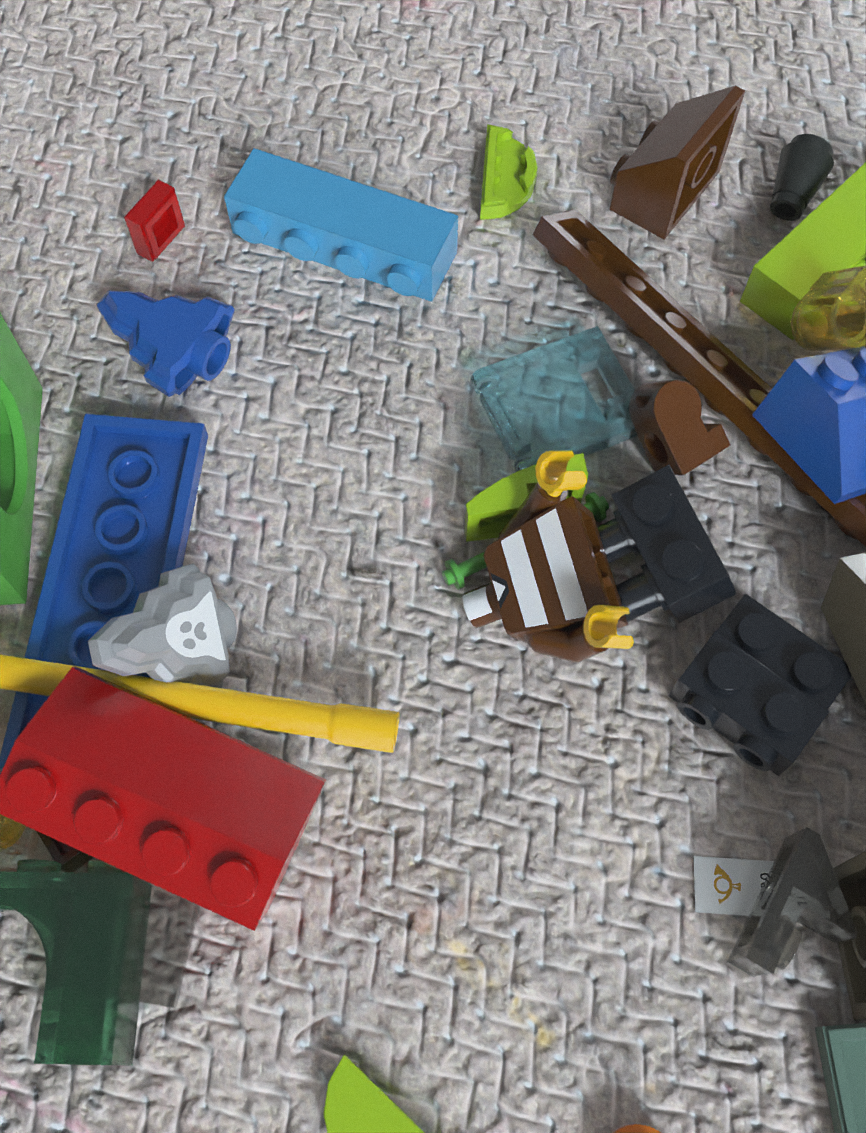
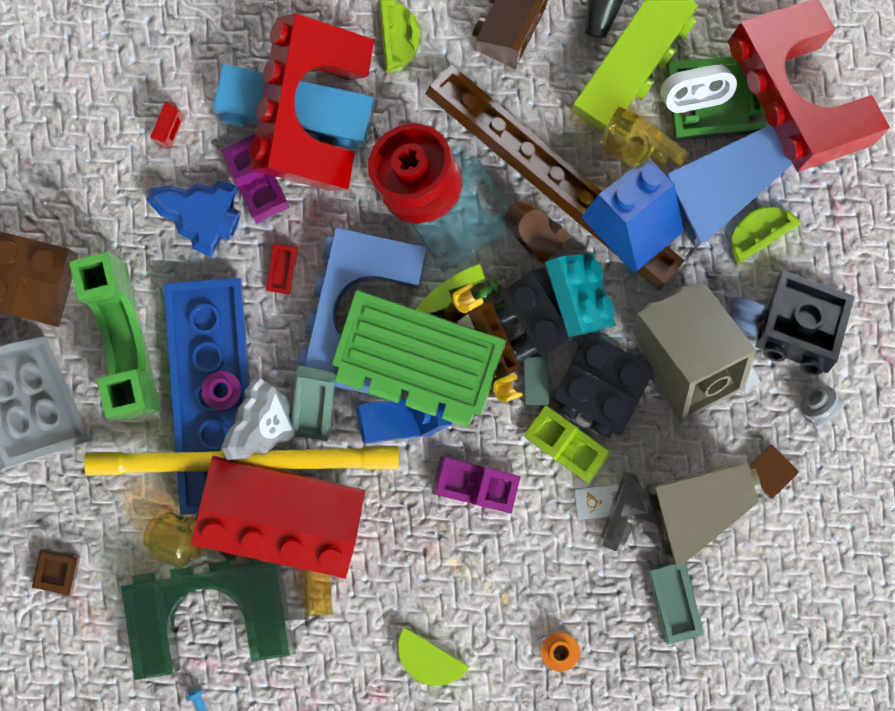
camera: 10 degrees left, 20 degrees up
(126, 589) = (232, 396): none -> magenta plate
(201, 958) = (317, 594): none -> clear yellow piece
(264, 309) = (258, 189): none -> magenta slope
(270, 620) = (313, 402): none -> sand green tile
(272, 431) = (282, 268): none -> red piece
(312, 242) = (280, 141): none -> red arch
(379, 432) = (352, 260): none -> medium blue arch
(418, 676) = (396, 421): none -> blue bracket
(467, 560) = (417, 354): none -> bright green hinge
(503, 316) = (415, 173): none -> red wheel
(522, 813) = (476, 484): none -> magenta slope
(647, 663) = (536, 381): none -> sand green piece
(690, 775) = (567, 444): none -> lime slope
(741, 523) = (581, 294): none -> teal plate

